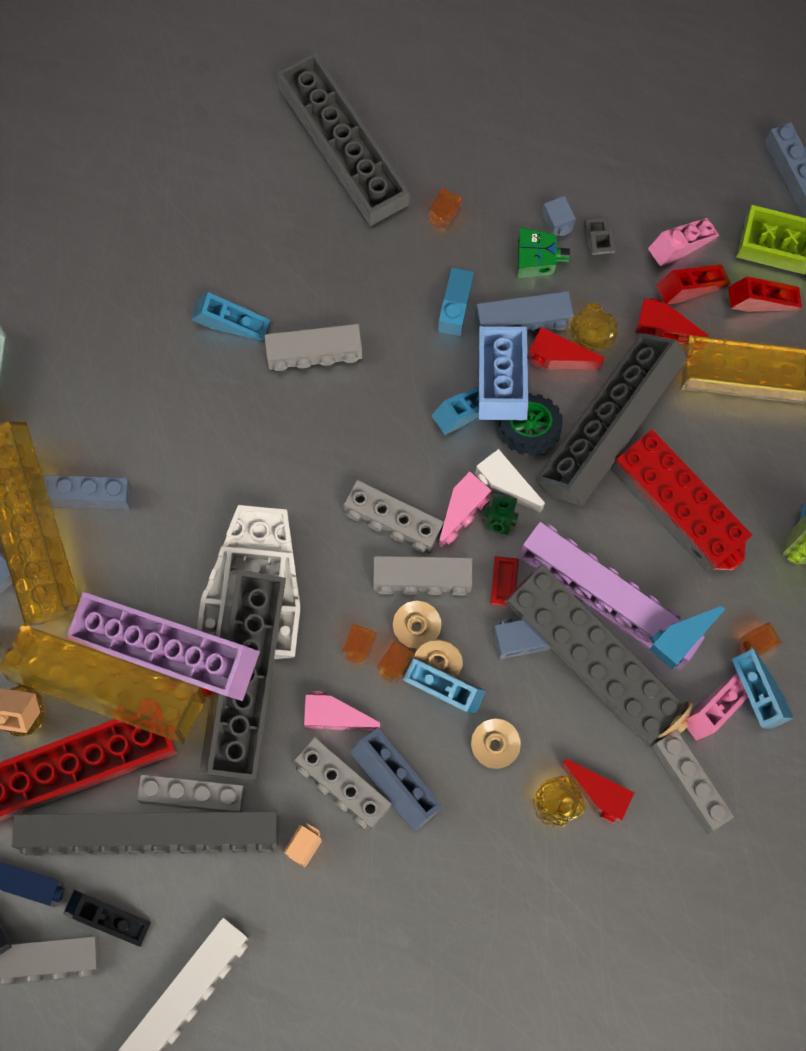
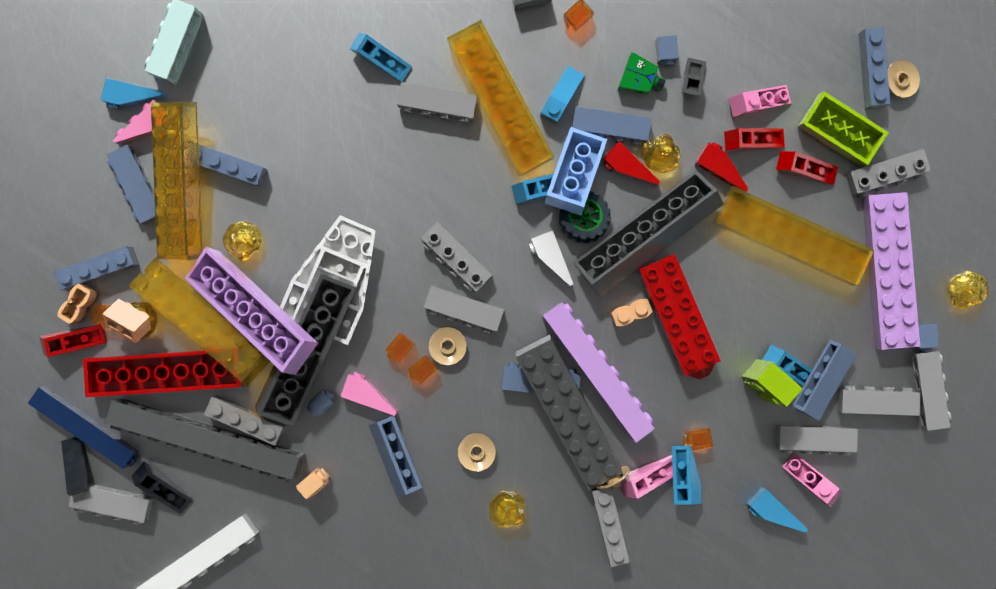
camera: 25 degrees right, 15 degrees up
(124, 574) = (242, 239): none -> clear yellow hair
(281, 743) = (321, 403): none -> sand blue brick
(343, 783) = (356, 445): light grey brick -> none
(387, 322) = (500, 98): none -> clear yellow brick
(444, 686) = (453, 399): dark azure slope -> none
(452, 658) = (454, 378): tan dish -> none
(466, 499) = (514, 261): bright pink slope -> none
(500, 518) = (537, 281): dark green brick -> none
(504, 579) = (524, 331): red tile -> none
(602, 794) = (543, 515): red slope -> none
(627, 515) = (635, 310): none -> light nougat brick
(681, 637) = (635, 426): dark azure slope -> none

